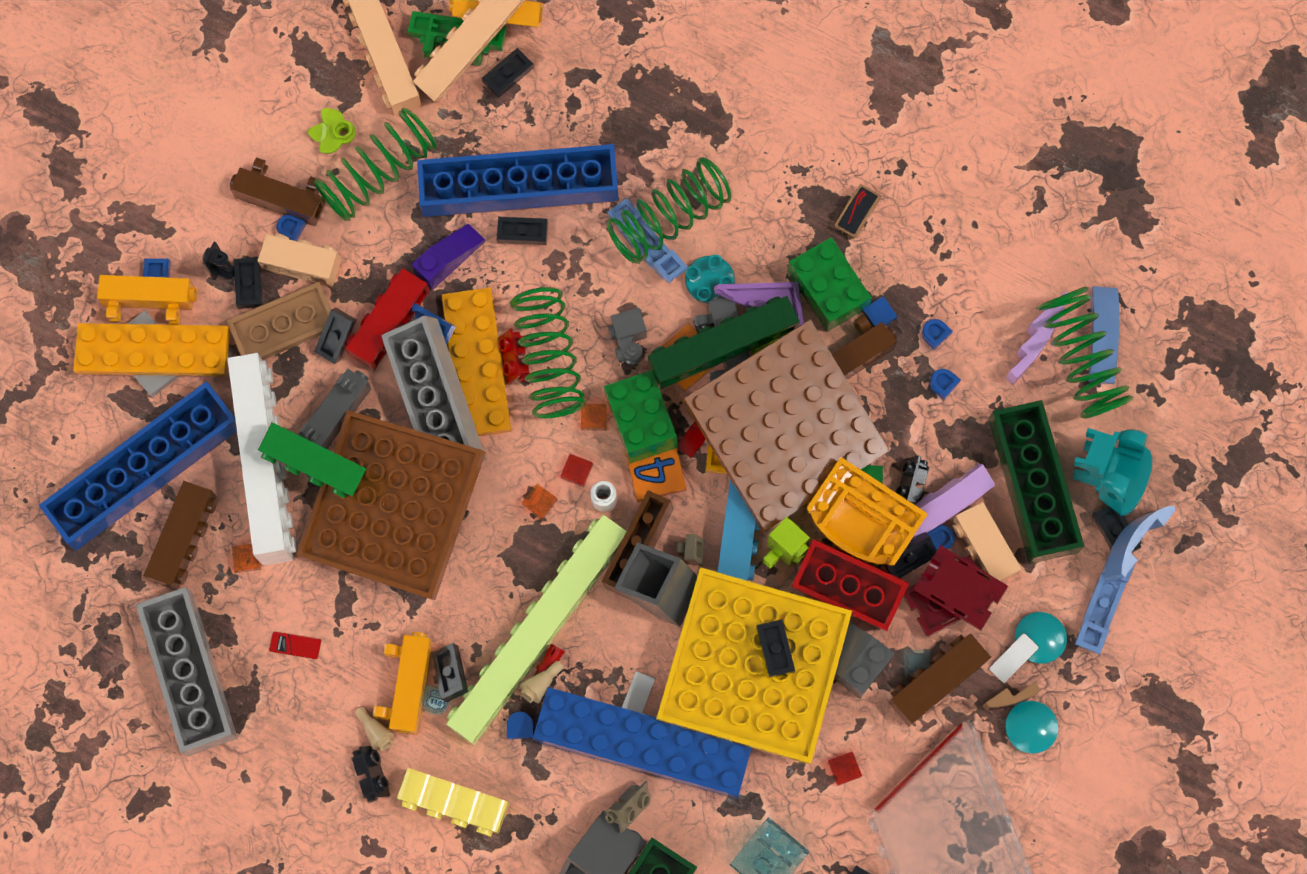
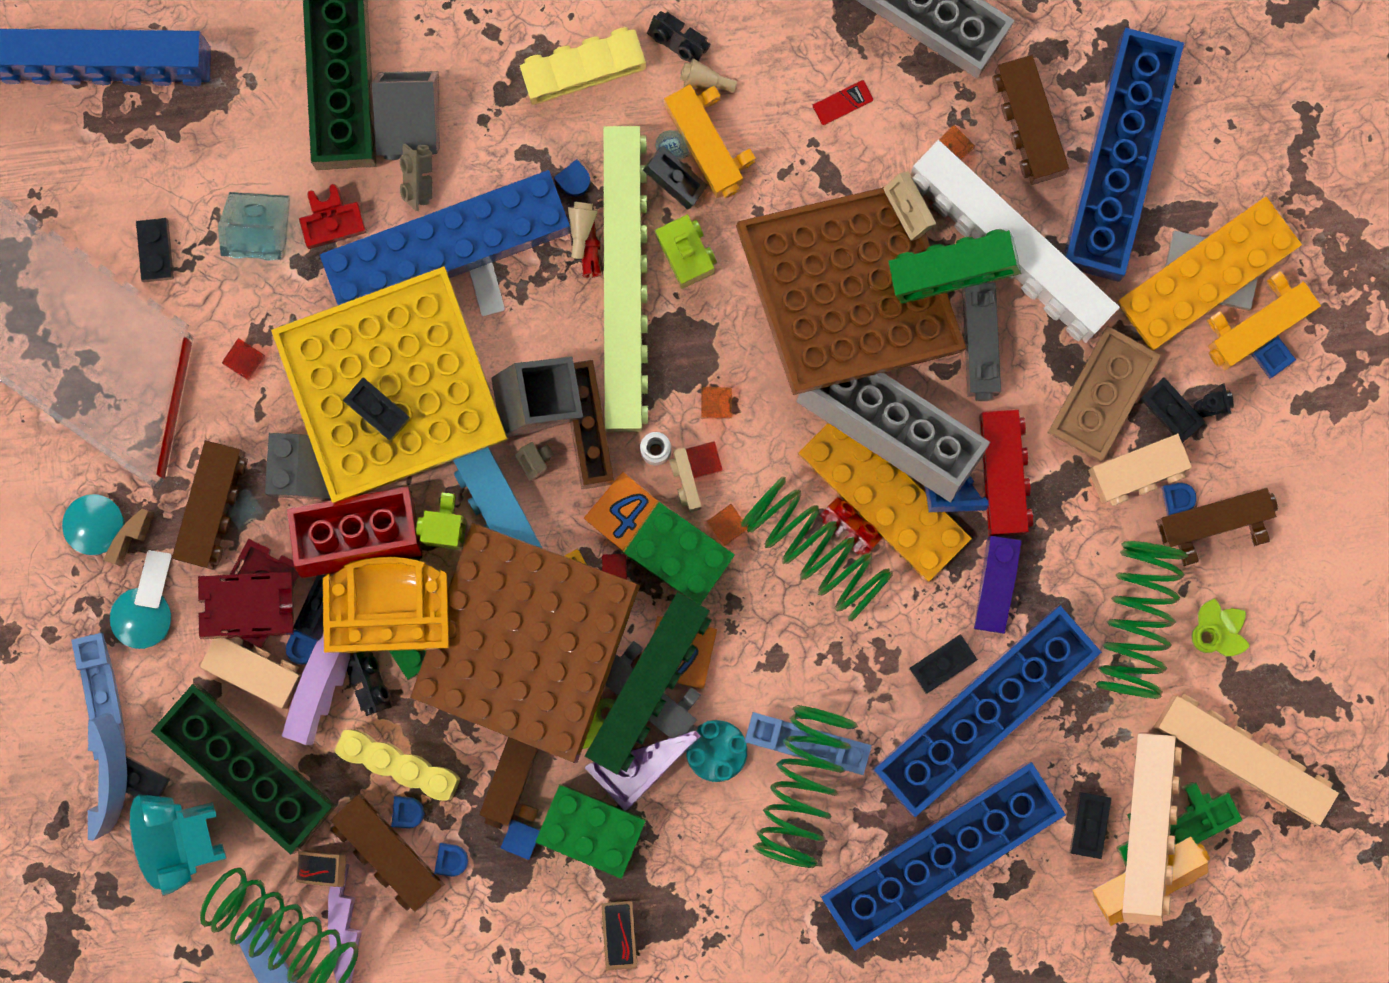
camera: 145 degrees right, 10 degrees up
(308, 531) = (909, 205): none -> tan plate
(335, 335) = (1040, 416): black plate -> none
(481, 616) = (685, 250): none -> lime brick
(602, 454) = (681, 467): none -> tan plate
(614, 115) = (942, 855): none -> blue brick
(626, 329) = (760, 632): dark grey brick -> none
(712, 822) = (331, 220): none -> red plate
(932, 418) = (389, 760): none -> light yellow brick
(975, 363) = (387, 853): none -> reddish brown brick
(1027, 380) = (321, 869): none -> slope

